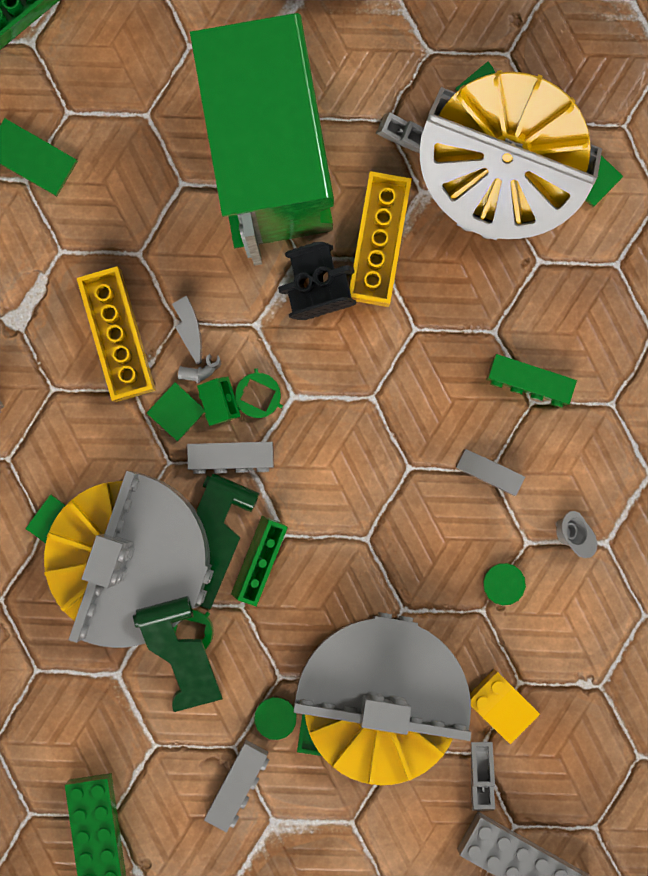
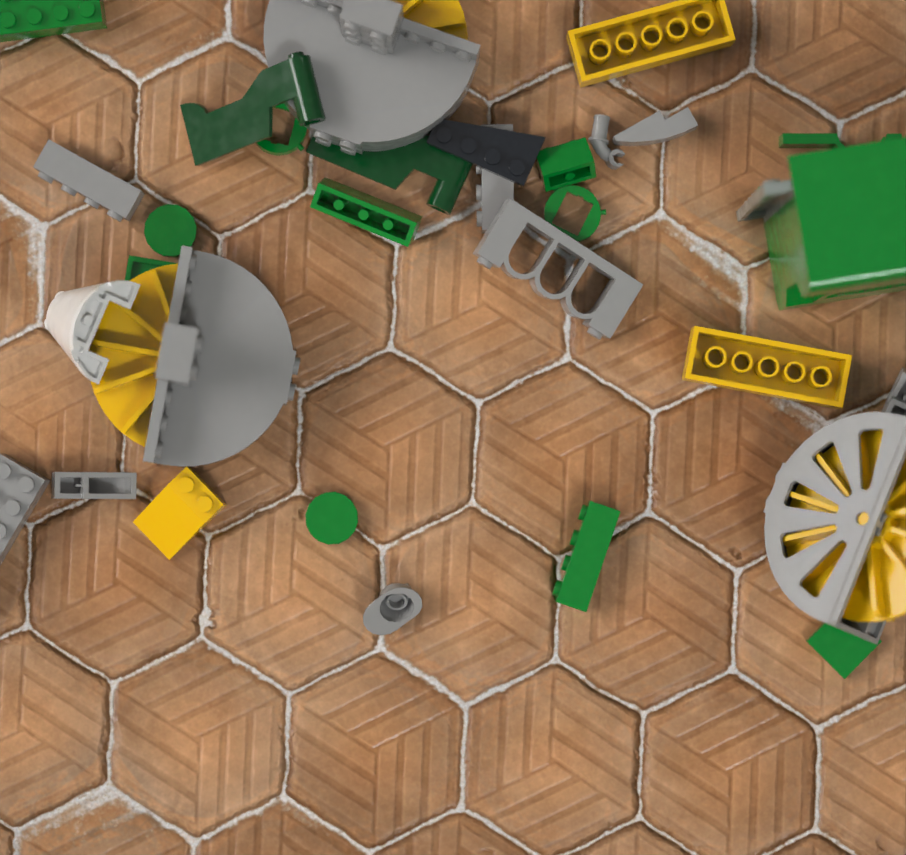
camera: 85 degrees right, 0 degrees up
(176, 411) = (553, 112): green tile -> none
(201, 185) = (817, 140): none -> green piece
(208, 459) = (492, 149): none -> black wing
(319, 296) = (695, 290): black piece -> none
(330, 363) = (613, 301): none -> light grey fence
(349, 795) = (76, 316): none -> white cone
(490, 472) = (471, 502): light grey slope -> none

